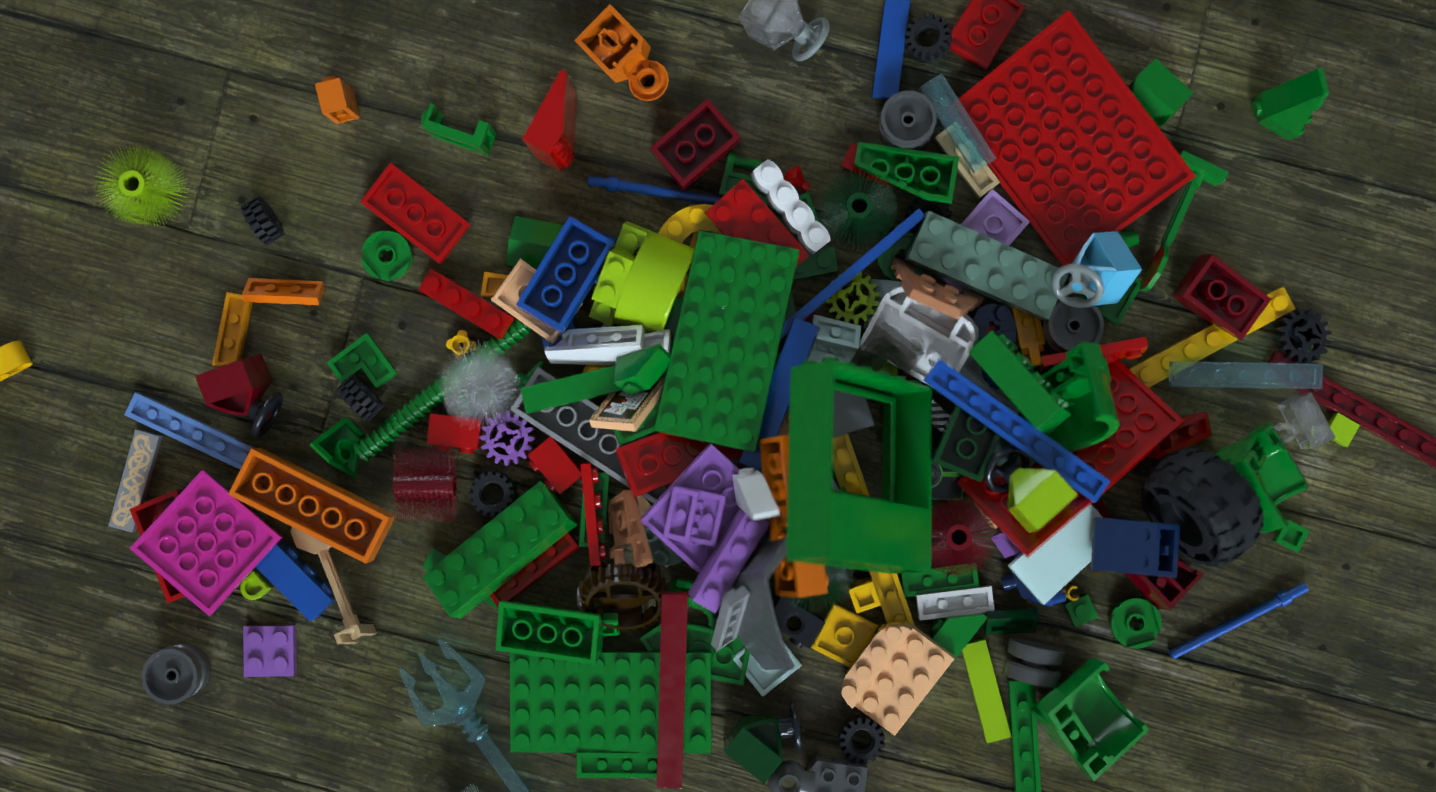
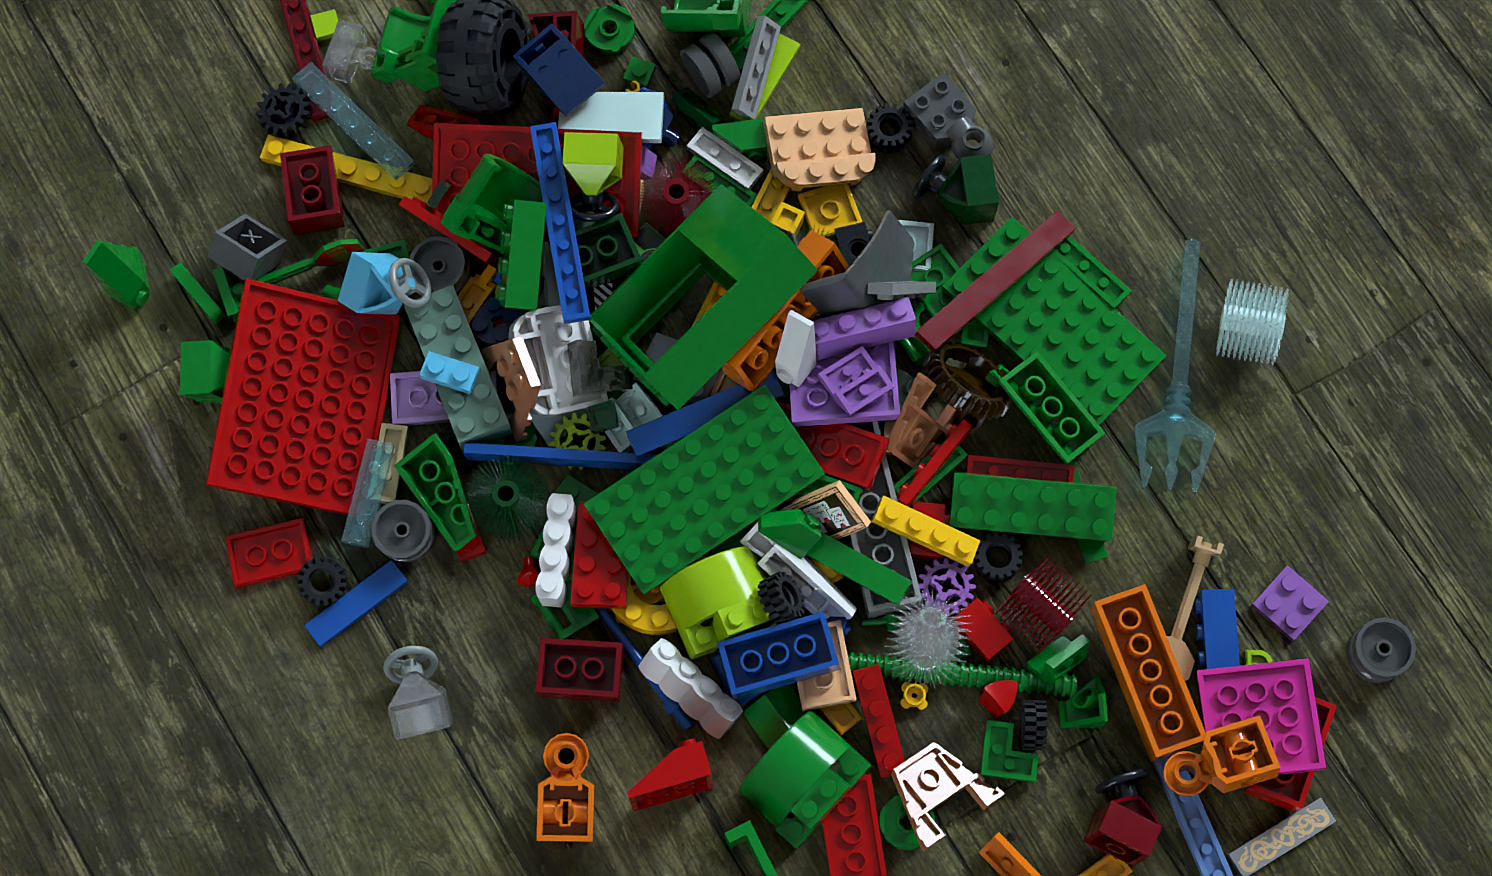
camera: 135 degrees left, 15 degrees down
(199, 489) = (1229, 760): none -> orange brick
(383, 452) = (1059, 658): none -> green panel
(394, 293) = (931, 780): none -> wing
(399, 395) = (999, 697): none -> red tile
(474, 217) = (799, 778): none -> green piece
(552, 460) = (925, 531): none -> yellow plate
(600, 313) = (781, 598): none -> black tyre
(617, 203) = (685, 684): none -> white brick
(850, 328) = (603, 417): none -> clear green tile
(984, 251) = (449, 372): none -> medium azure plate
(999, 692) = (756, 68): none -> light grey plate
(1126, 374) = (438, 194): none -> clear green tile
(1221, 209) = (247, 248): none -> dark grey brick
(1222, 149) = (197, 293): none -> green beam

